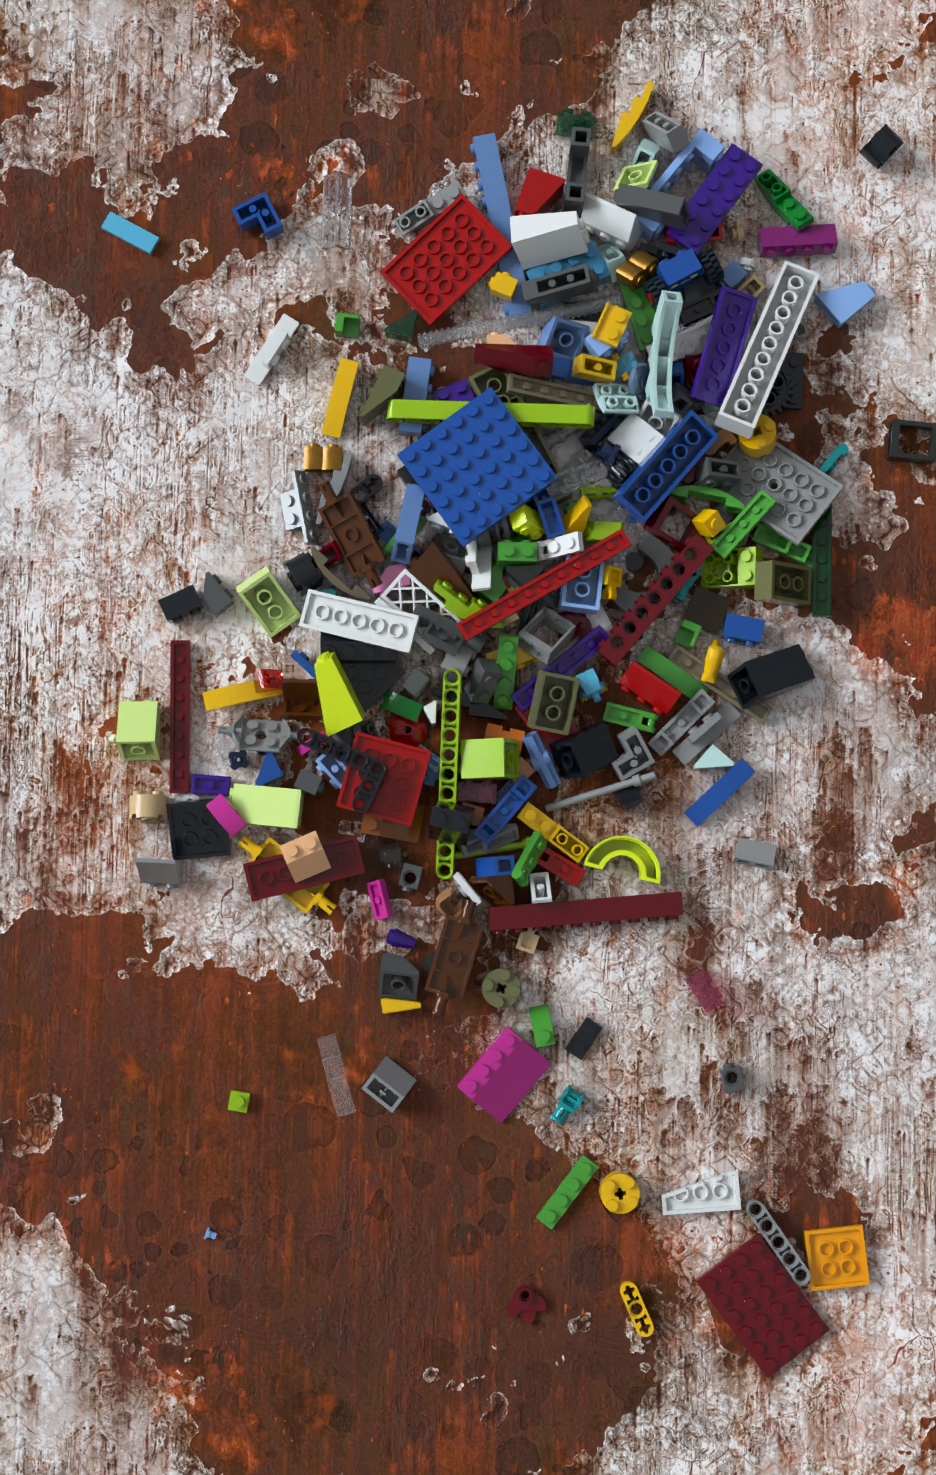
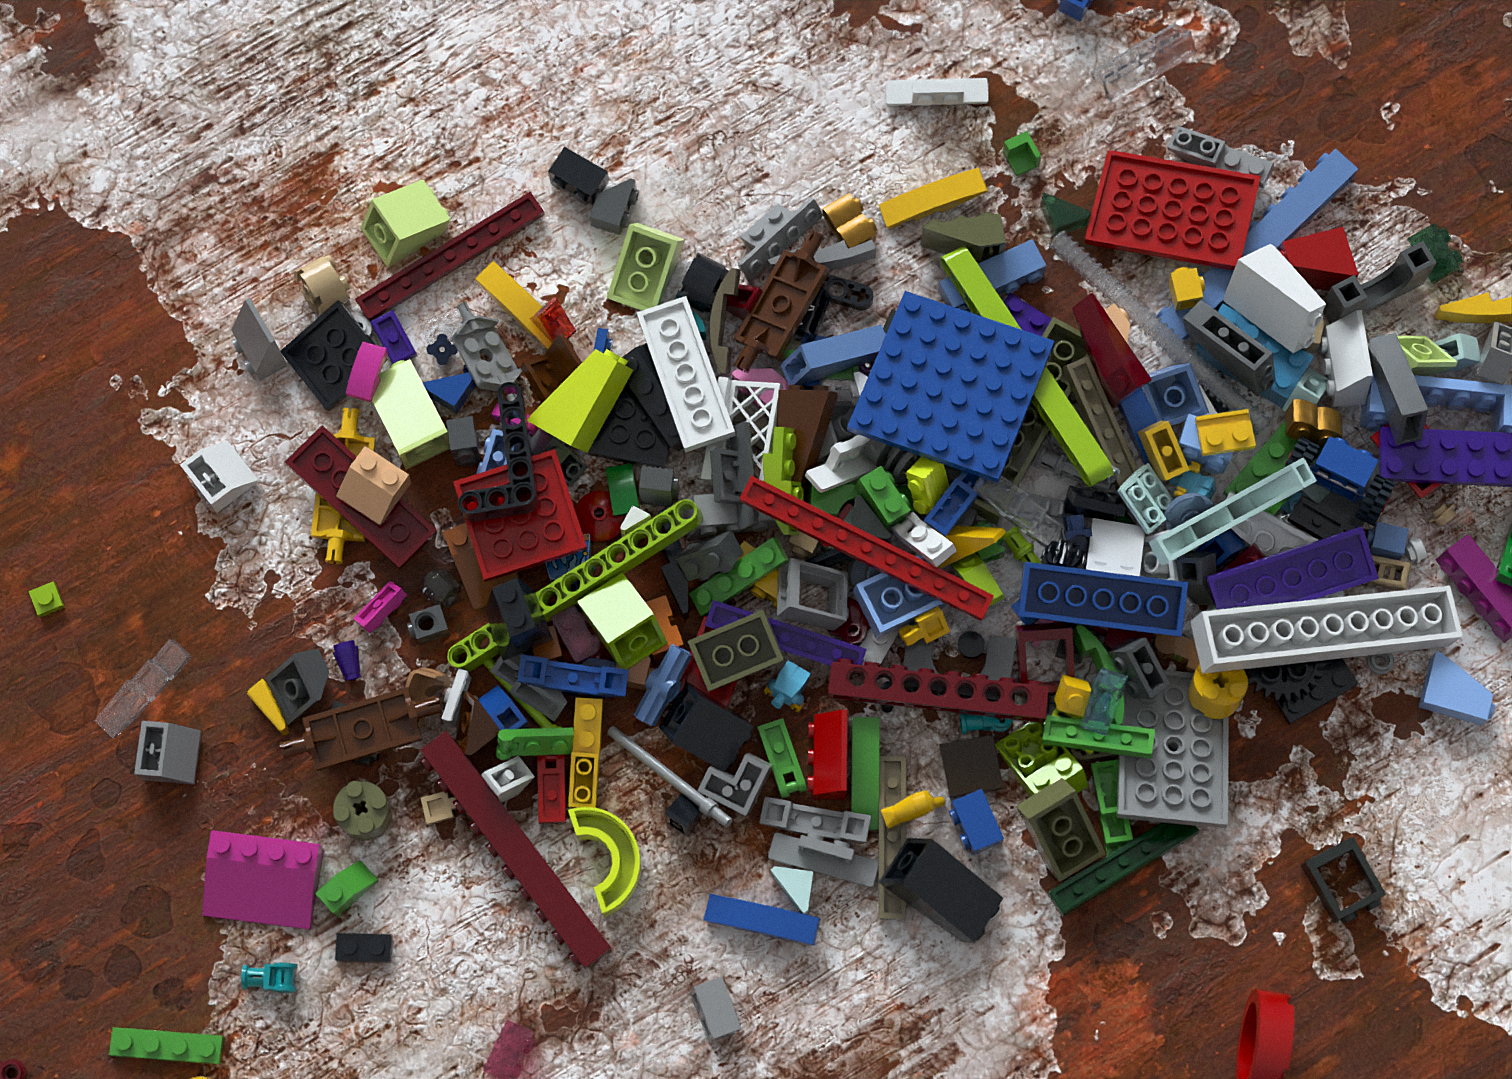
camera: 60 degrees right, 10 degrees down
(230, 946) = (219, 474): none -> white slope
(663, 252) = (1352, 434): black plate -> none
(687, 634) = (927, 762): bright green panel -> none
(727, 506) = (1104, 701): none -> clear light blue slope
(838, 453) = (1248, 797): teal plate -> none

